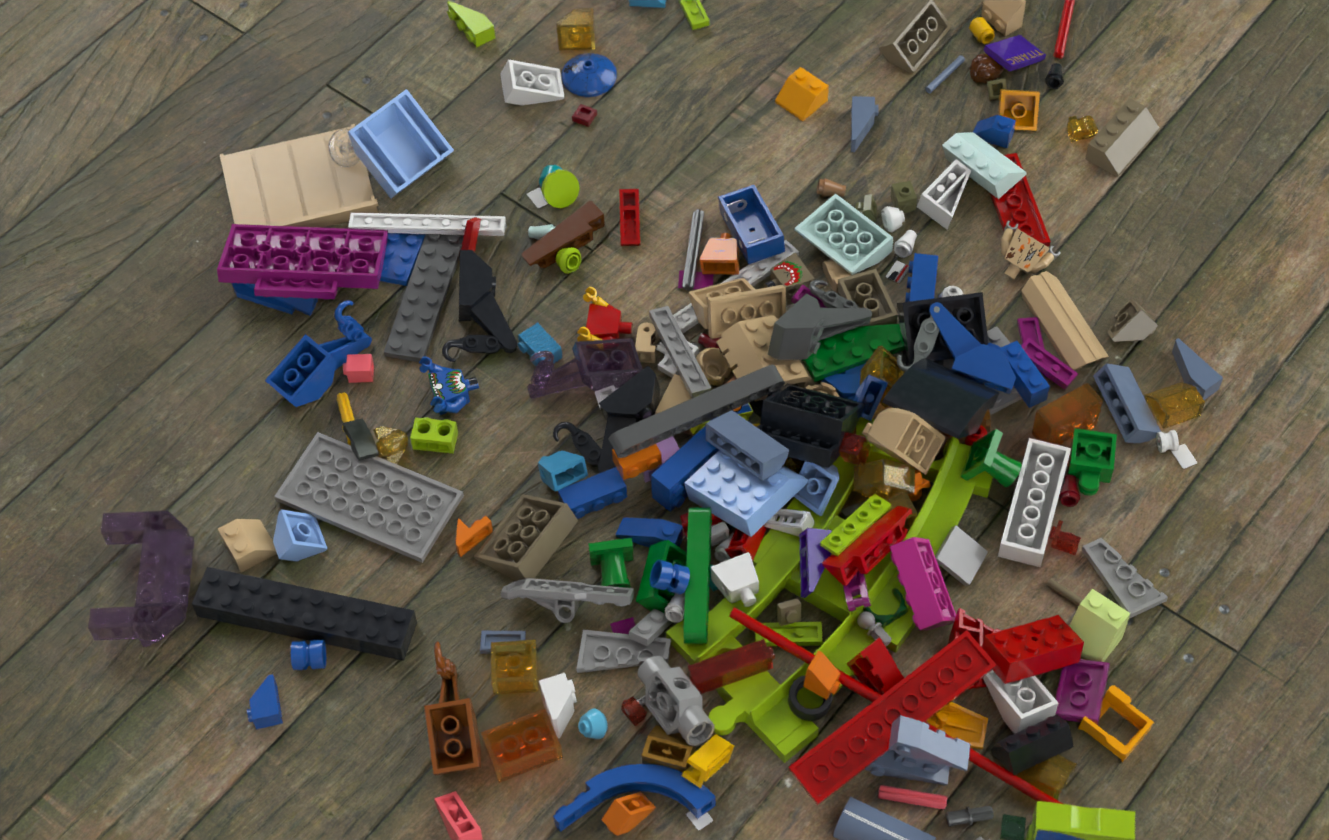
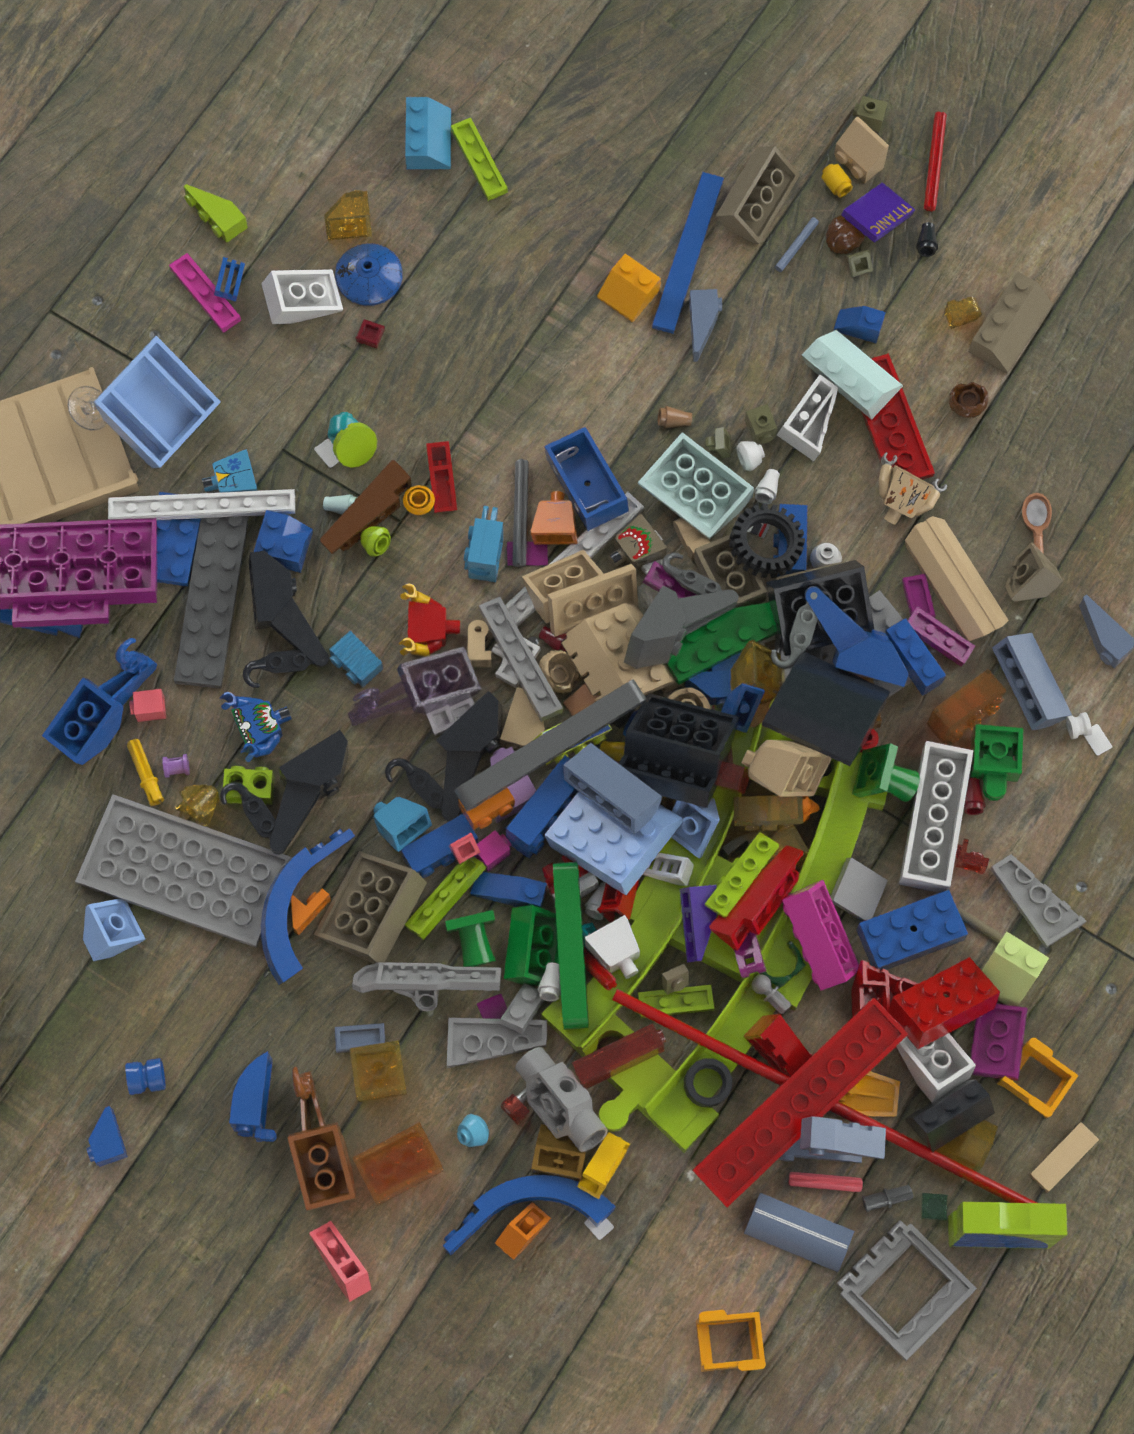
camera: 10 degrees left, 15 degrees up
(247, 542) = (54, 941): tan slope -> none
(305, 613) = (132, 1025): black brick -> none
(361, 439) = (165, 800): pearl dark grey slope -> none
(375, 415) = (176, 765): none -> medium lavender bush
(399, 678) = (251, 1100): none -> blue piece
(439, 556) = (274, 931): none -> blue arch
(453, 78) = (203, 292): none -> dark pink plate
(455, 203) = (231, 474): none -> dark azure torso
(471, 234) = (256, 519): red tile -> none
(472, 59) = (232, 266): none -> blue tile
(484, 429) = (306, 779): none -> black slope
(494, 252) = (284, 540): none -> blue slope
(558, 700) = (432, 1110): white slope -> none
(592, 533) = (444, 897): none -> lime plate
(608, 233) = (418, 500): none -> light orange cone
(613, 491) = (464, 848): none -> coral slope
(638, 500) = (493, 850): none -> dark pink brick
(659, 269) = (484, 547): none -> dark azure brick
(673, 577) = (540, 954): blue wheel -> none
(721, 598) = (598, 971): none -> red axle
(822, 676) = (721, 1066): orange slope -> none
(853, 75) = (687, 253): none -> blue tile
(904, 258) = (754, 561): none -> black tyre
(988, 599) = (892, 943): none -> blue piece
(1021, 107) = (888, 289): light orange slope -> none
(1083, 191) = (968, 399): none -> reddish brown hair
(1138, 280) = (1037, 516): none -> piece
(1141, 792) = (1064, 1157): none -> tan tile
(1175, 404) = (1085, 674): clear yellow slope -> none

